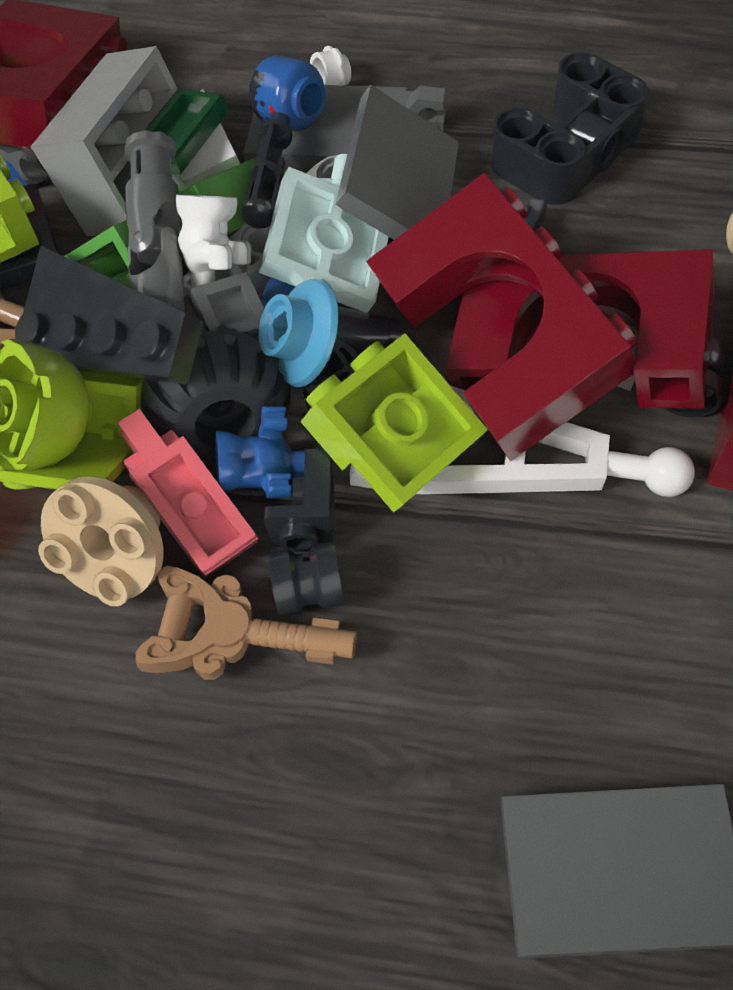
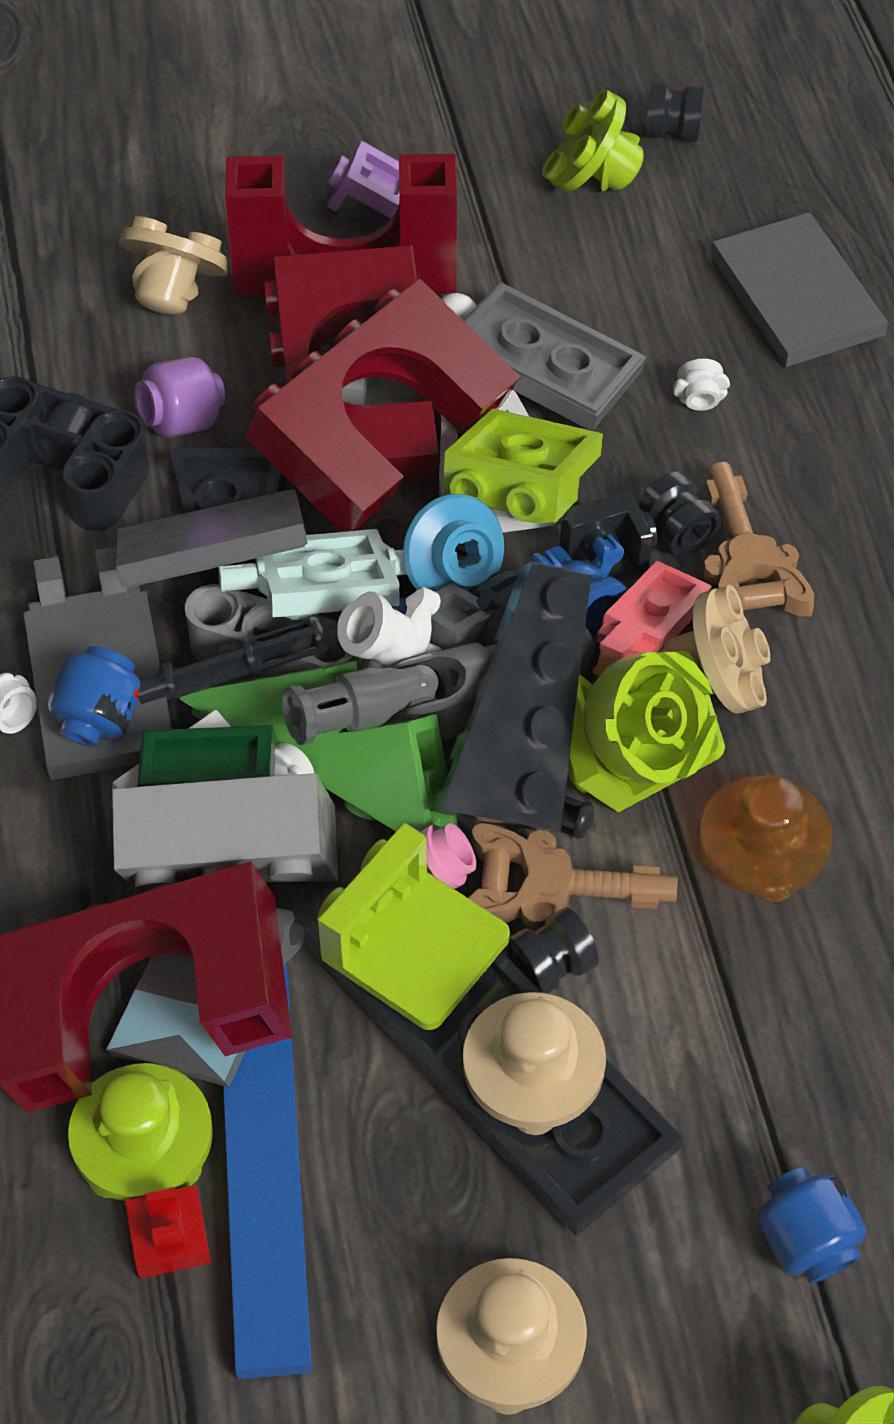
camera: 115 degrees left, 5 degrees down
(19, 263) = (449, 854): none -> bright pink plate
(484, 676) = (701, 384): none -> white plate
(571, 525) = (555, 356): none -> dark grey tile
(606, 213) = (179, 397): none -> medium lavender head

